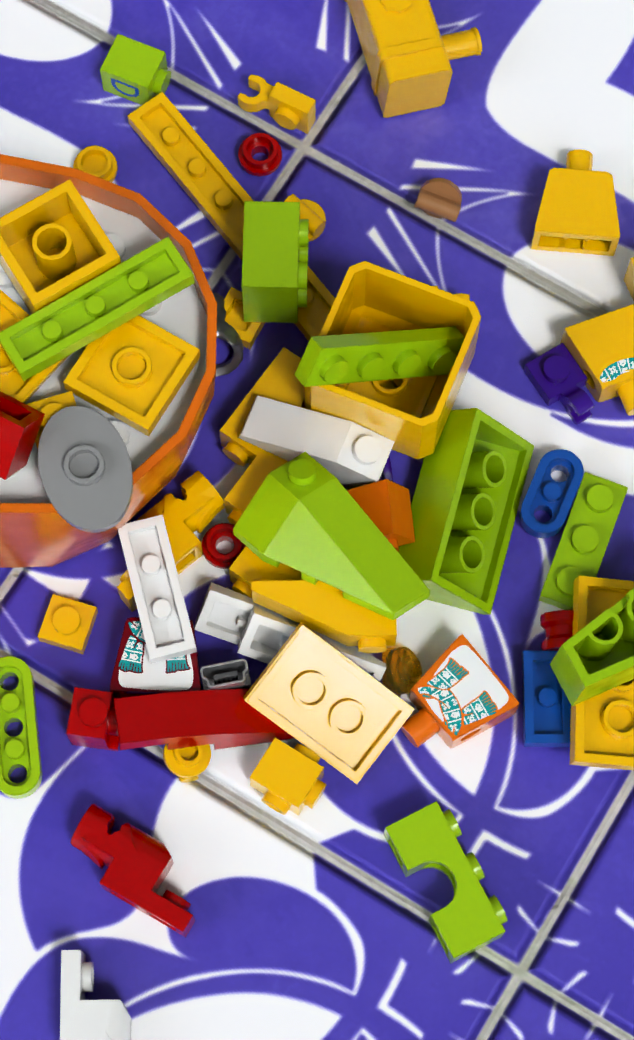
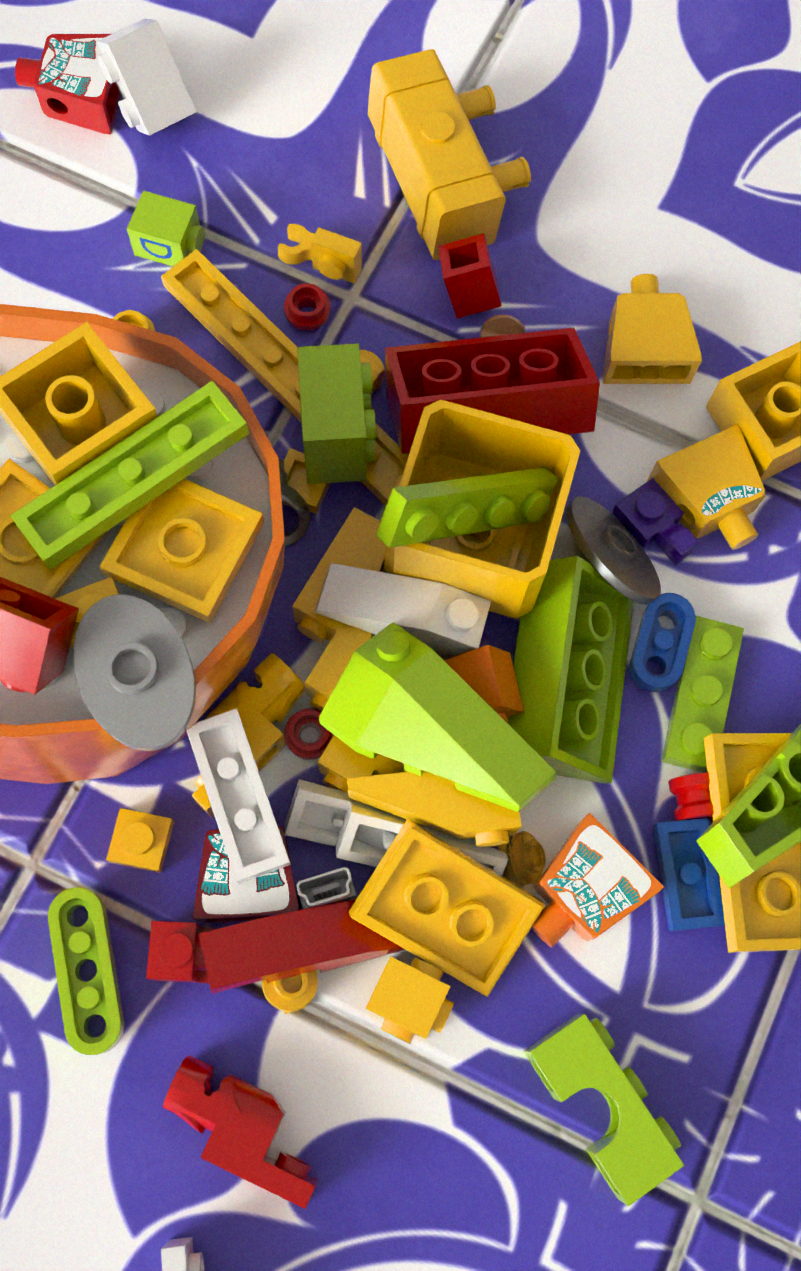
camera: 10 degrees left, 0 degrees up
(413, 139) = (469, 275): none -> red brick
(440, 242) = (519, 376): none -> red brick
(515, 406) = (613, 550): none -> flat silver piece

